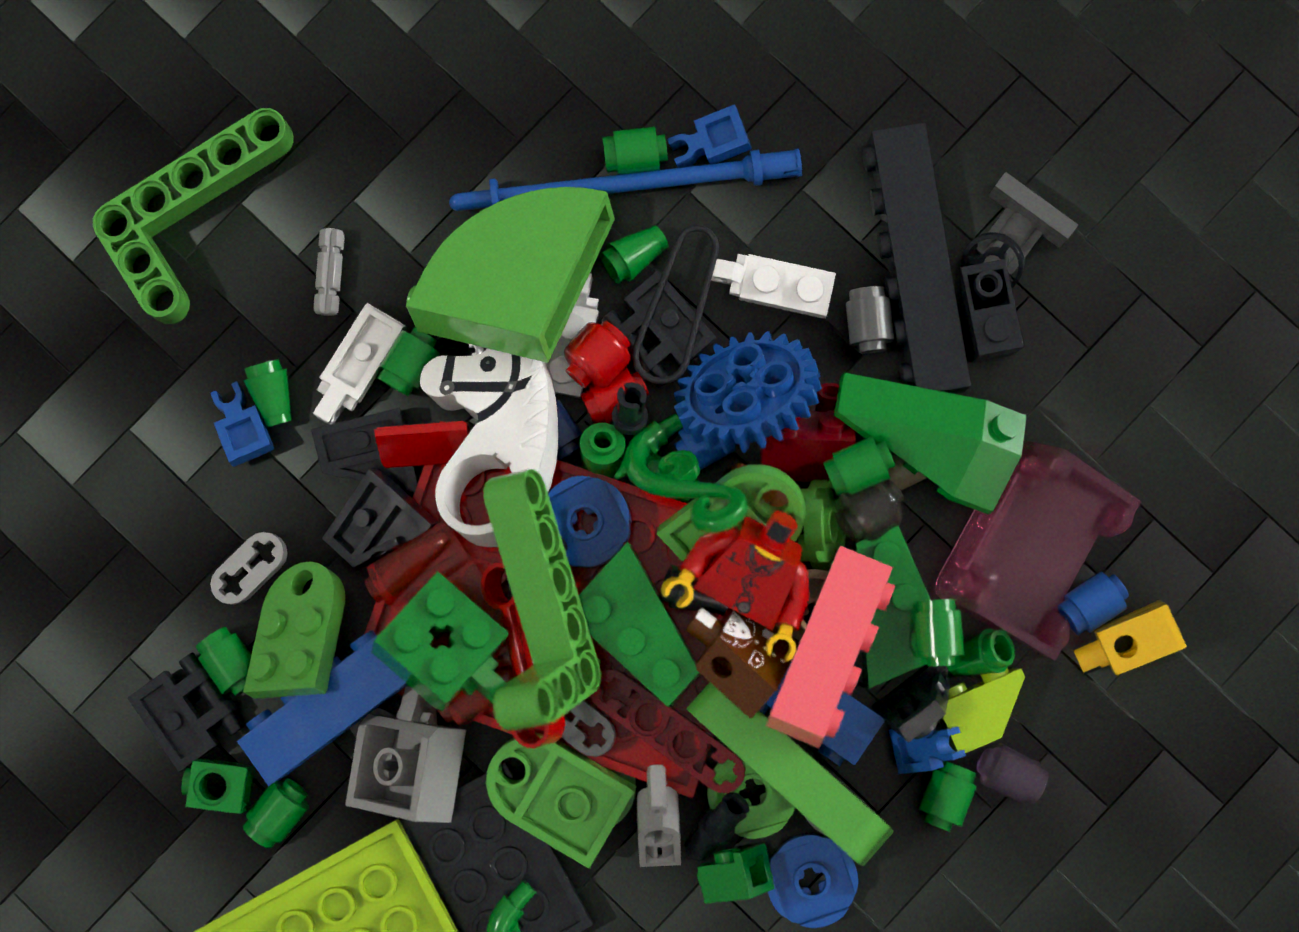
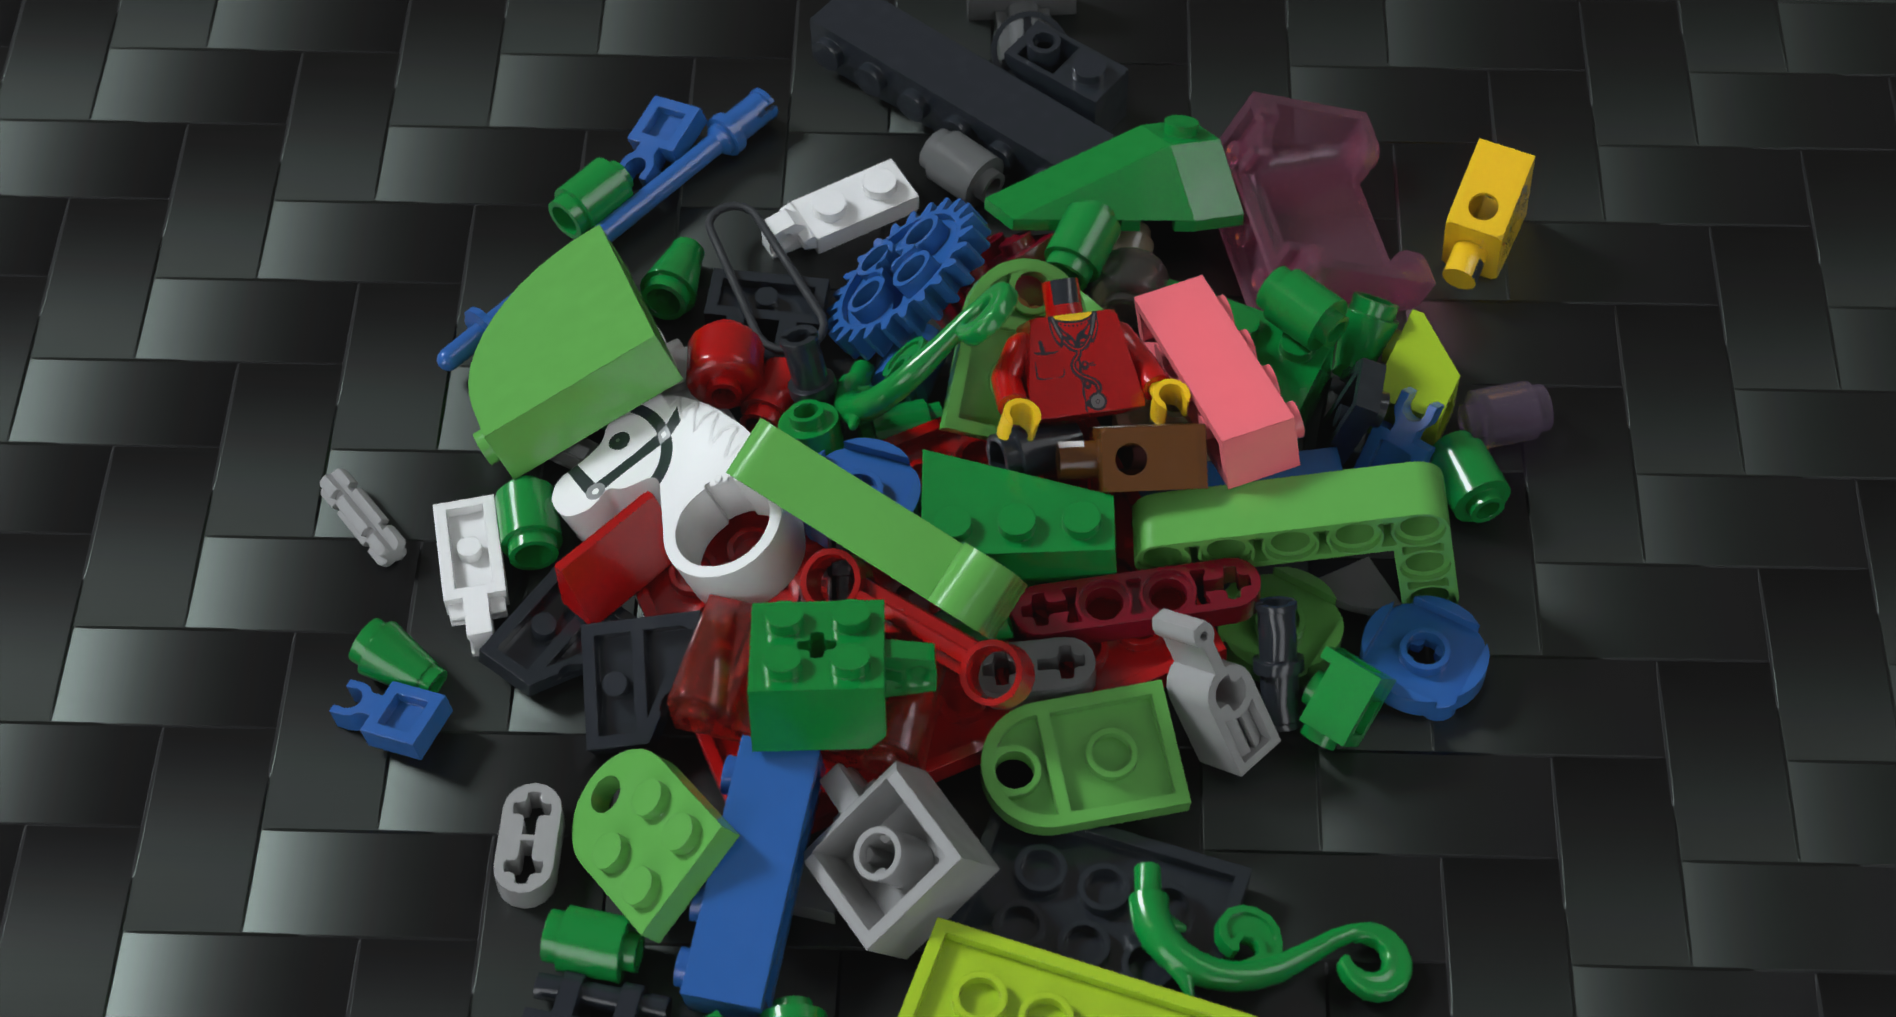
camera: 45 degrees left, 30 degrees down
(181, 202) = (121, 562): bright green beam -> none
(1094, 603) = (1417, 222): blue brick -> none

